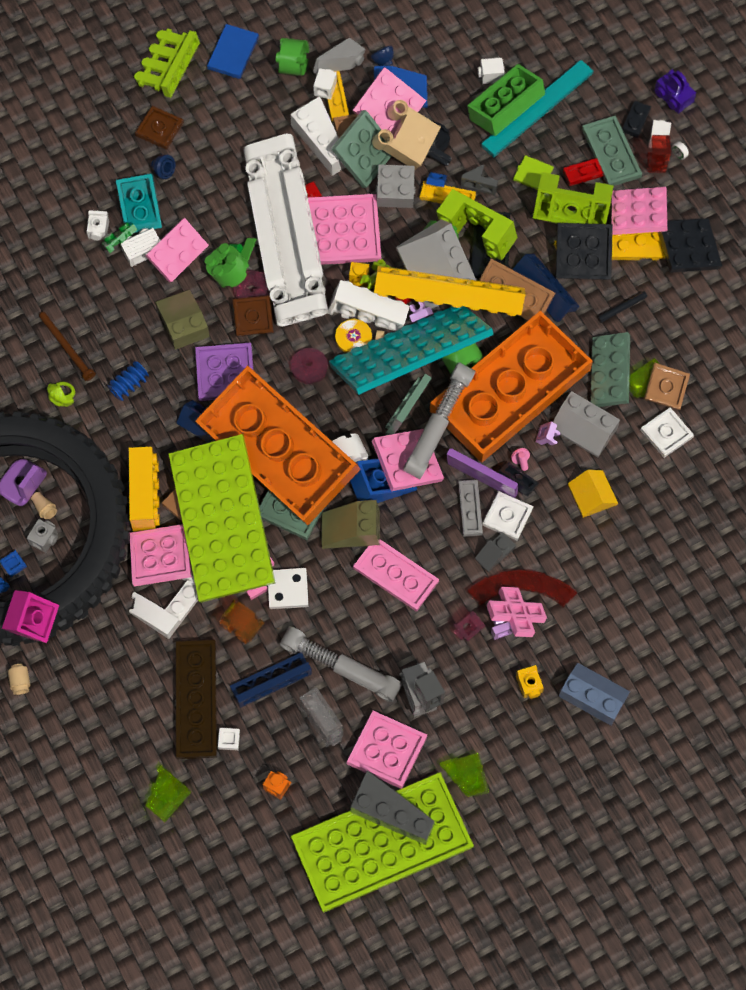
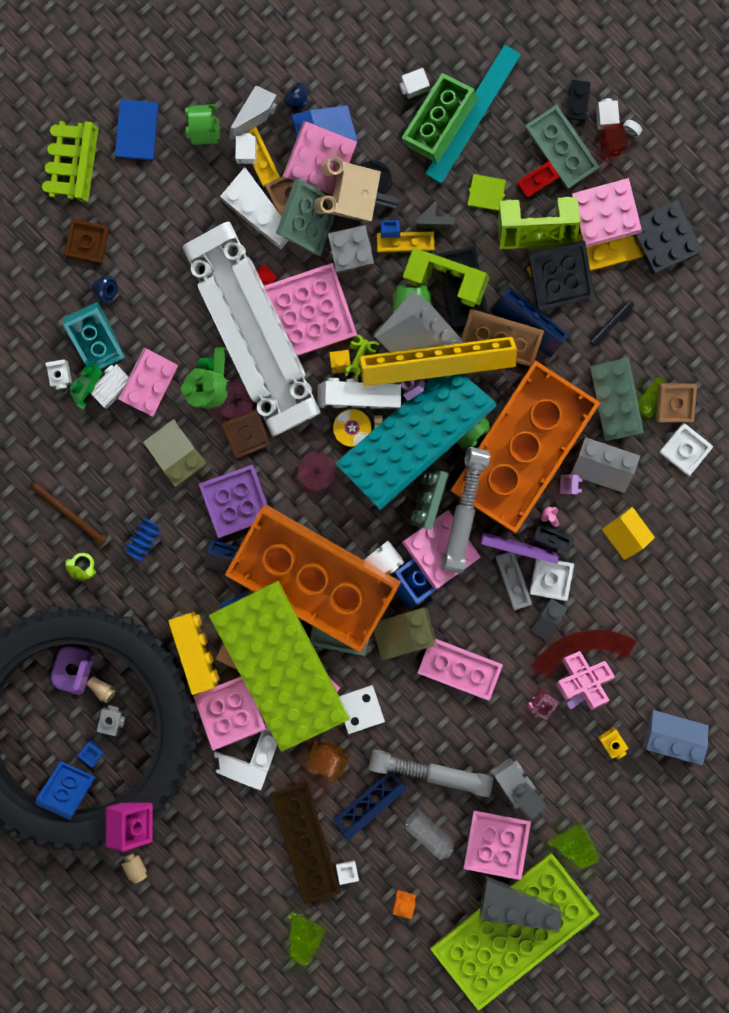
camera: 15 degrees left, 20 degrees up
(675, 91) = (611, 58): dark purple brick -> none

